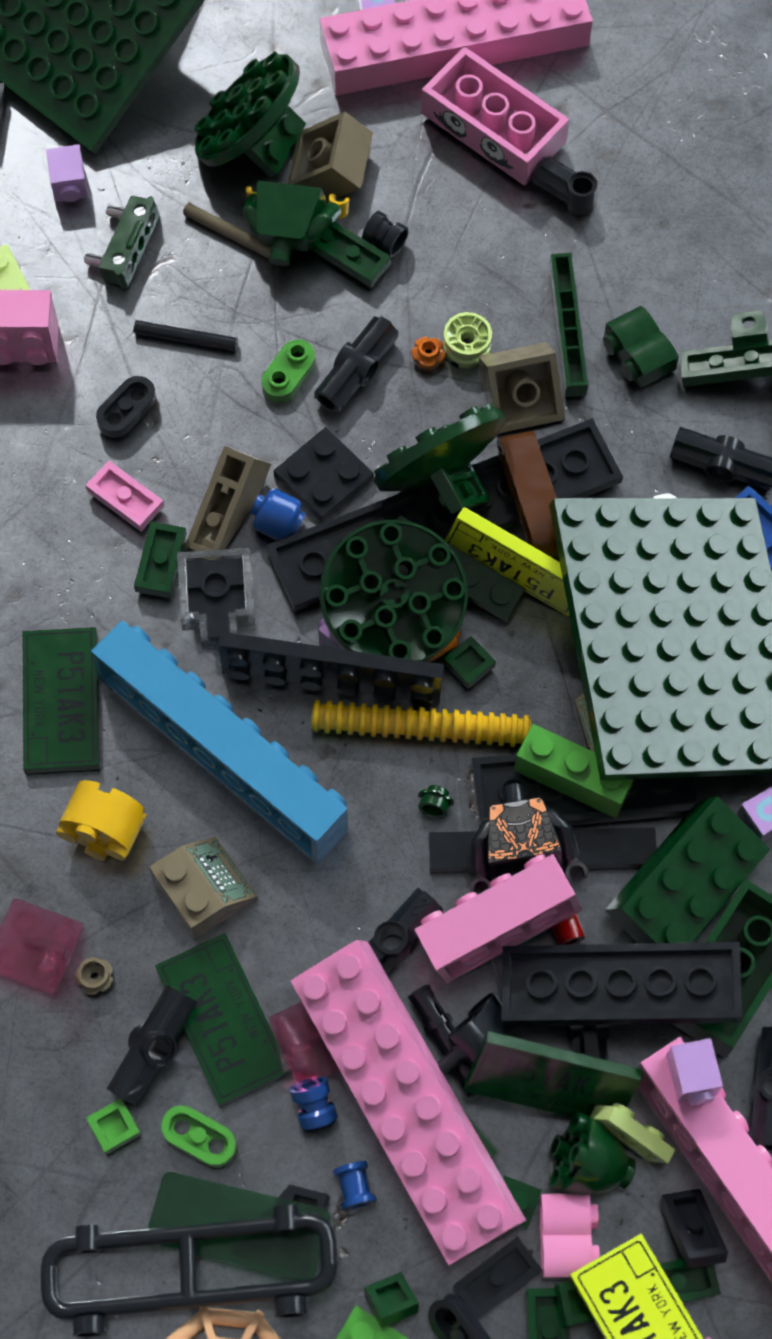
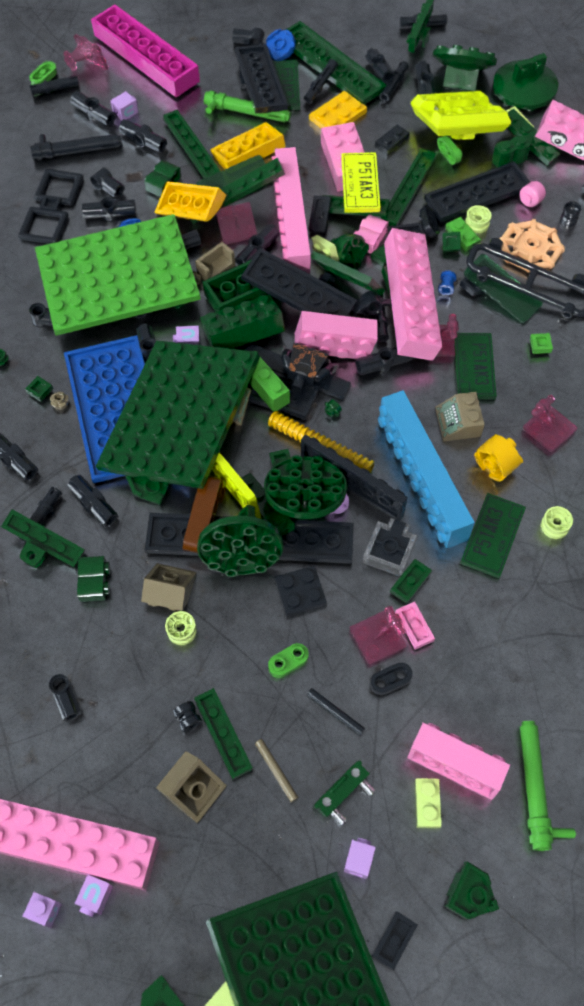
camera: 150 degrees left, 5 degrees down
(87, 968) = (526, 400): dark tan plate -> none
(143, 1064) = (511, 361): black piece -> none
(172, 457) = (379, 635): none -> clear pink plate
(199, 1137) = (505, 326): bright green plate -> none
(227, 499) = (359, 594): dark tan slope -> none
(253, 116) = (226, 832): dark green bracket -> none
(277, 514) = (338, 574): blue head -> none
(290, 217) = (240, 746): dark green torso -> none
(313, 1102) = (450, 308): blue wheel -> none
(356, 364) = (249, 642): black piece -> none
(428, 360) = (205, 638): orange plate -> none
(493, 115) = (77, 761): bright pink brick -> none
(568, 325) = (120, 612): dark green piece -> none
(694, 1071) = (292, 236): lavender brick -> none

